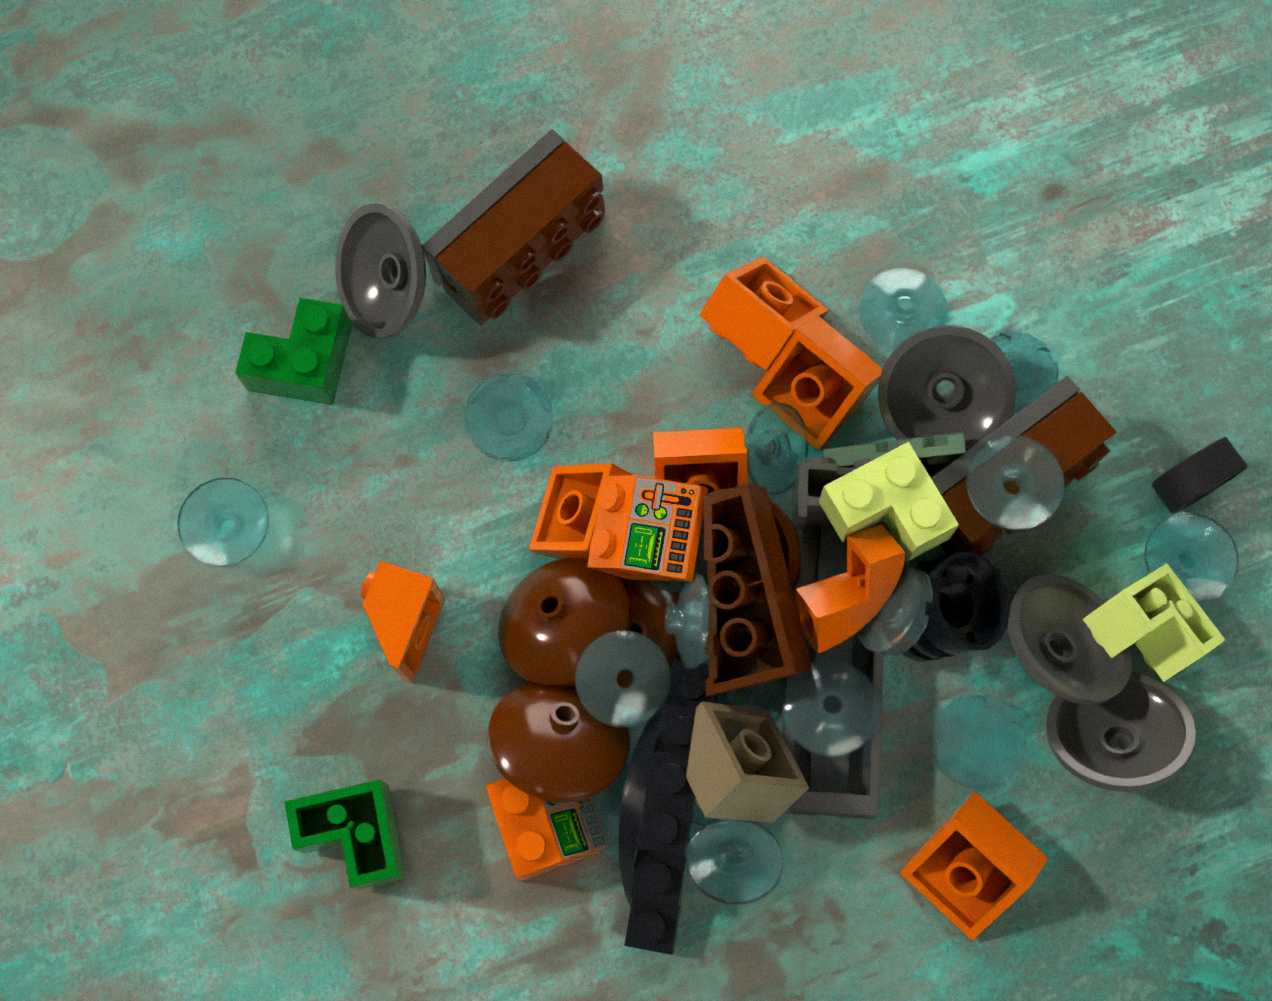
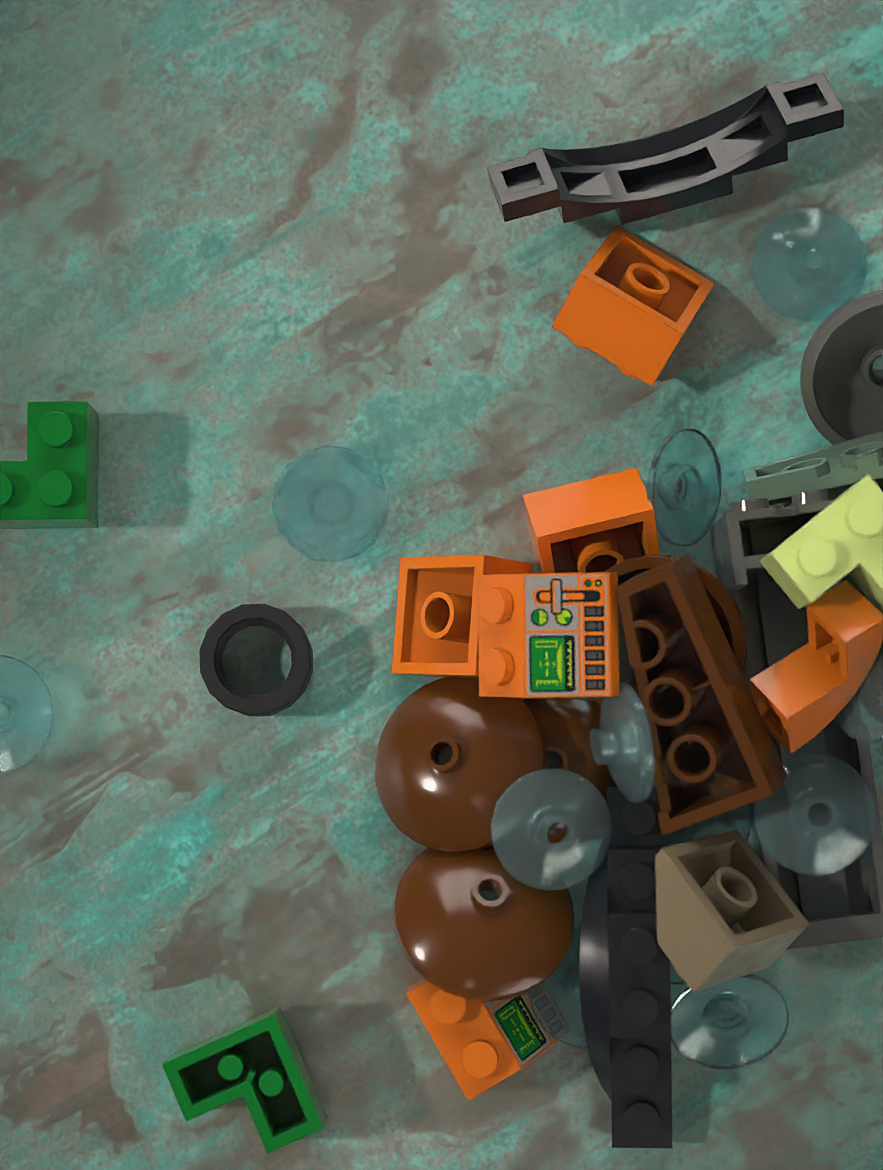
camera: 15 degrees left, 10 degrees up
(380, 270) = (125, 344): dark grey dish -> none
(402, 613) = (252, 799): orange slope -> none
(407, 492) = (224, 629): none -> black tyre
(516, 228) = (293, 252): reddish brown piece -> none
(809, 221) = (669, 167): none -> black piece
(820, 378) = (722, 383): orange slope -> none

